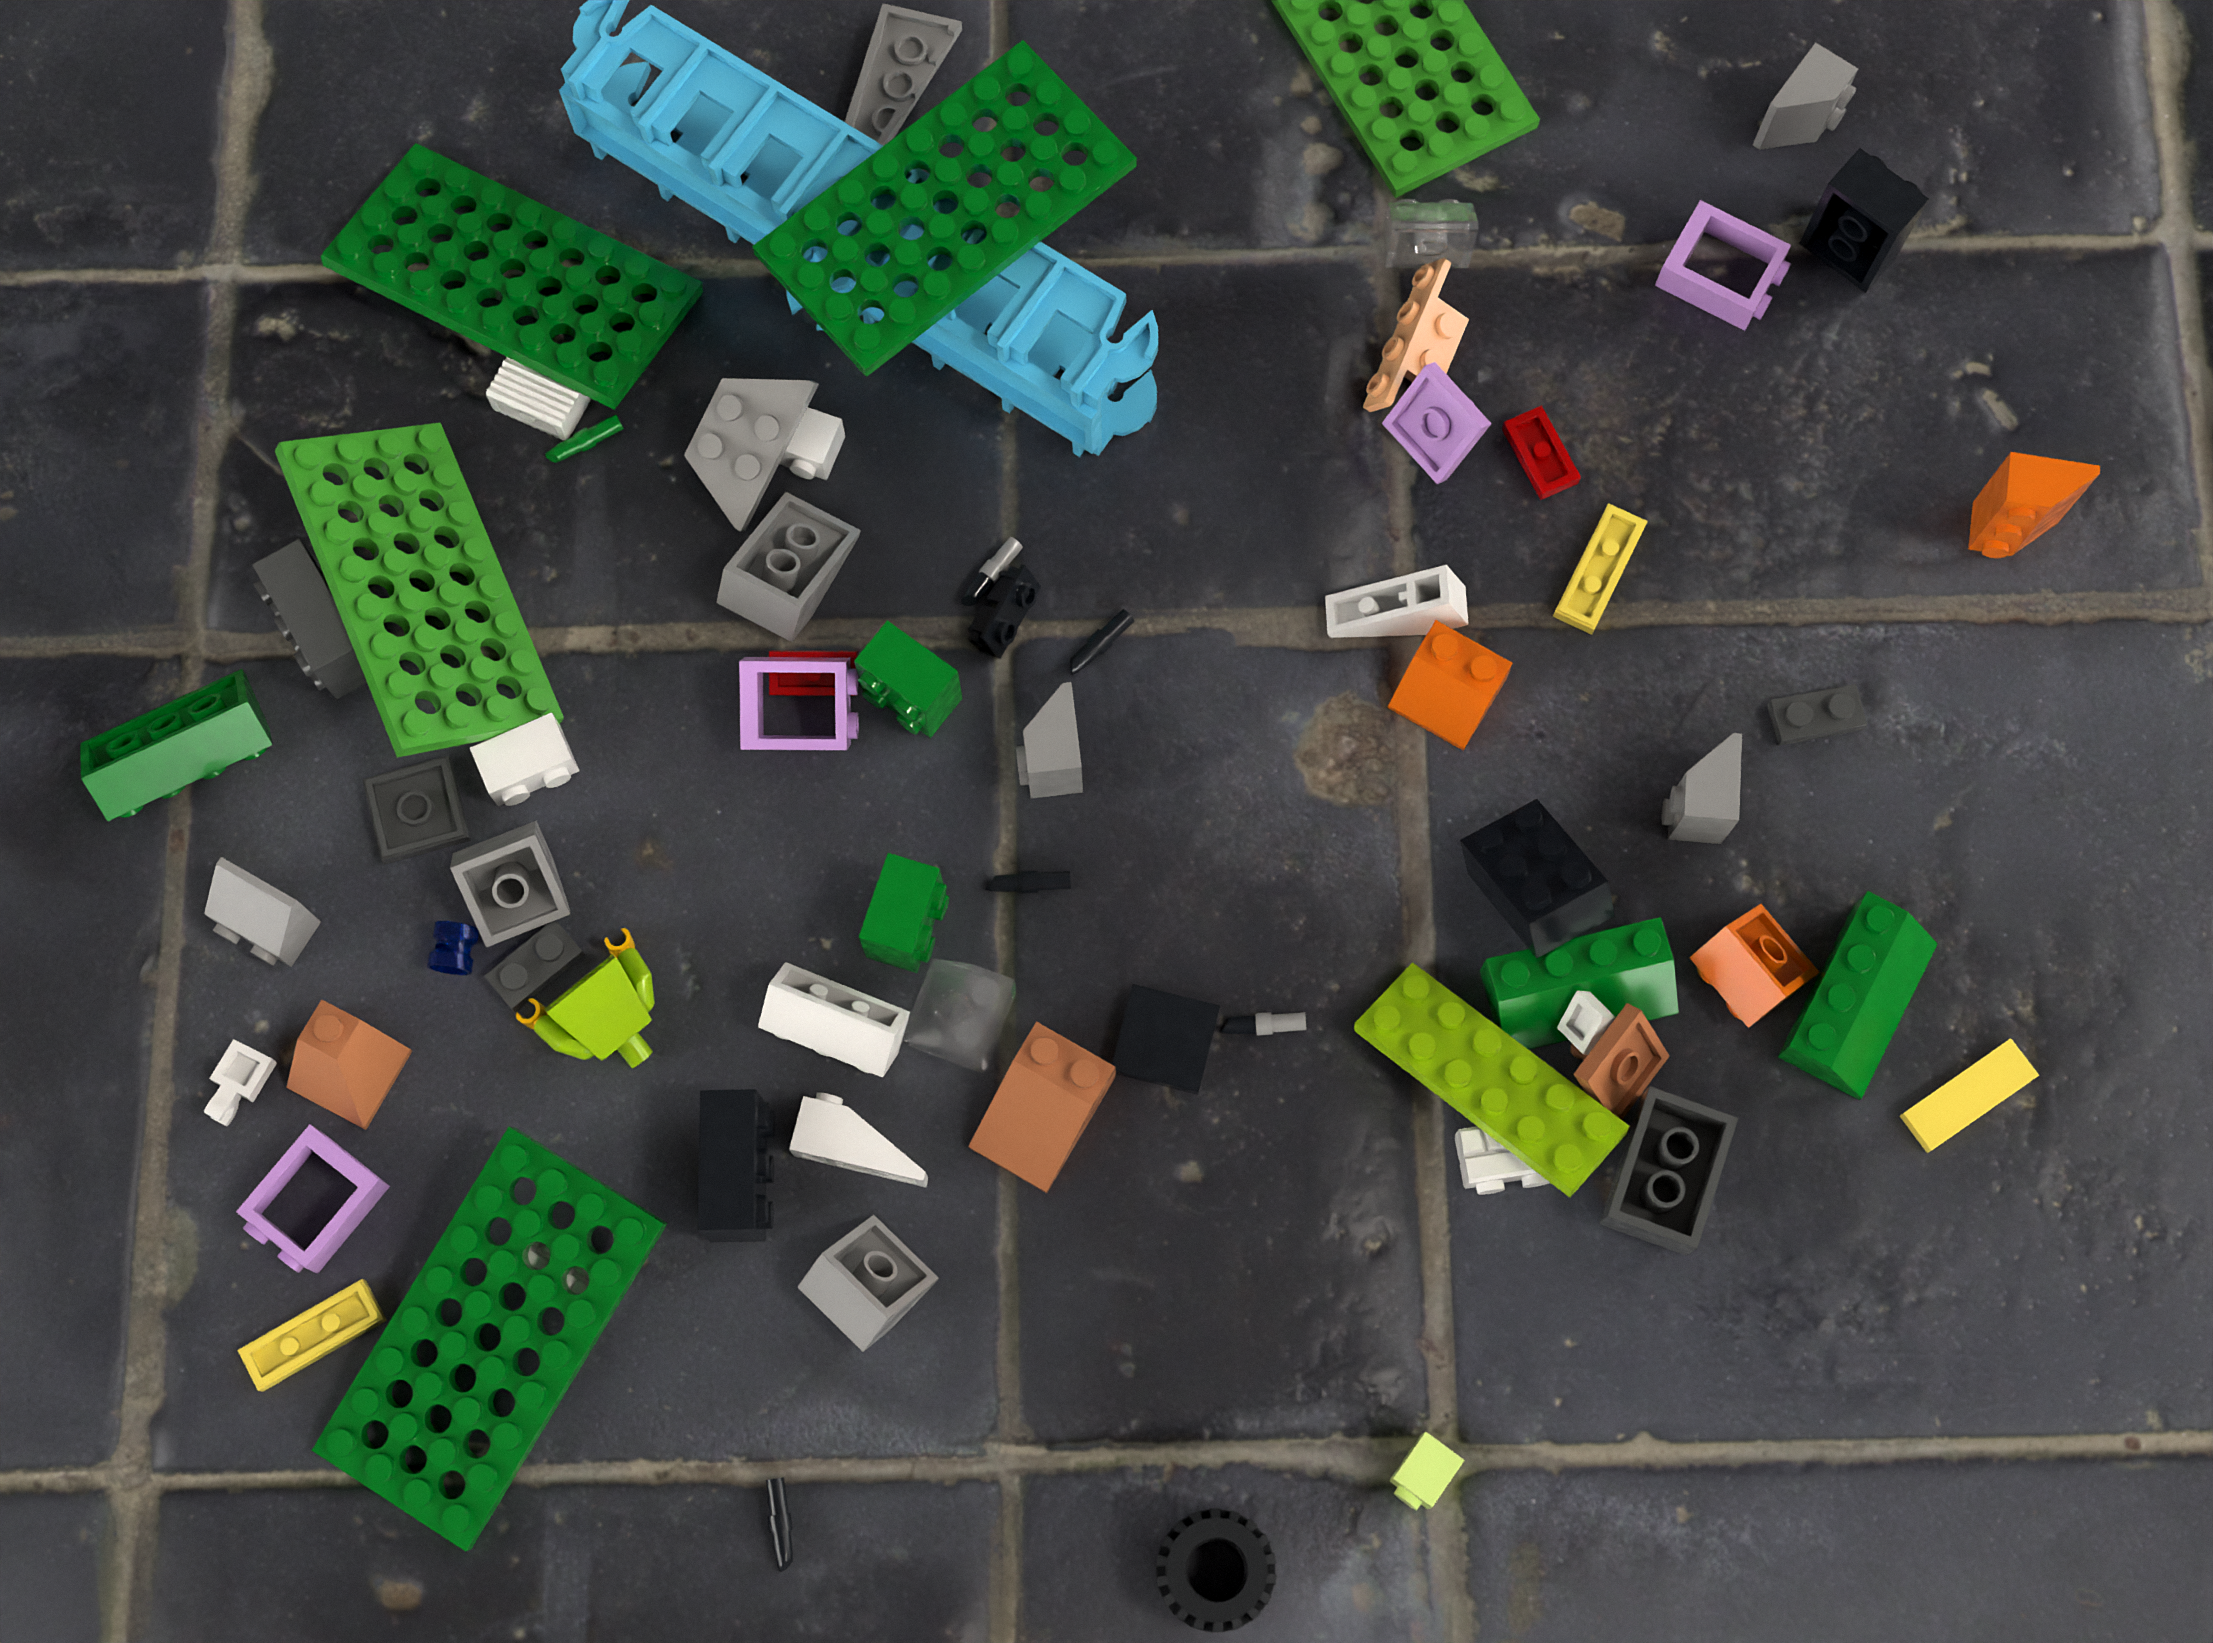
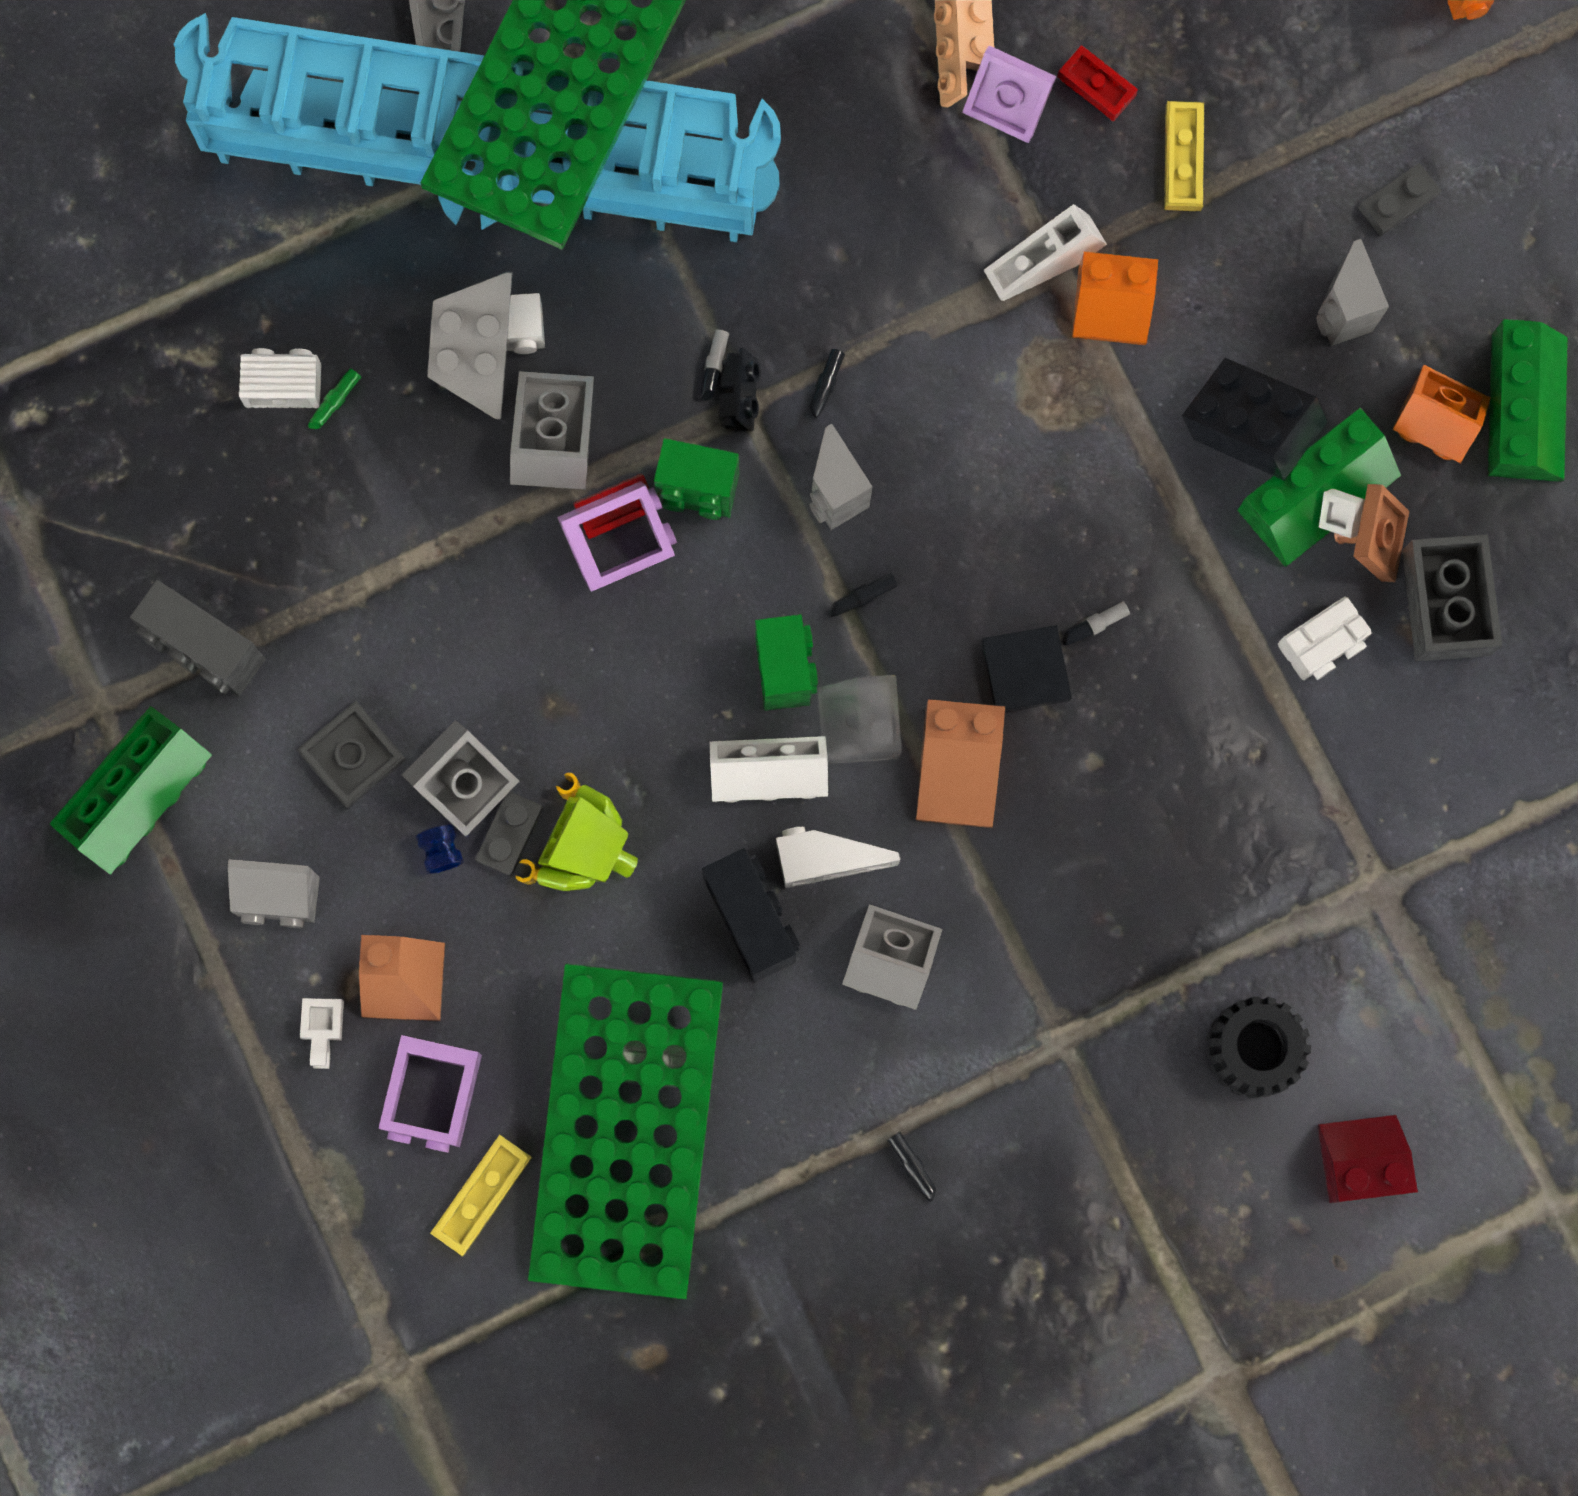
camera: 30 degrees left, 5 degrees up
(365, 613) = (269, 595): bright green piece -> none
(519, 296) = (219, 338): green piece -> none
(525, 760) = (421, 677): white brick -> none
(1425, 1472) = (1375, 903): yellowish green brick -> none
(1491, 1079) = (1289, 588): lime plate -> none

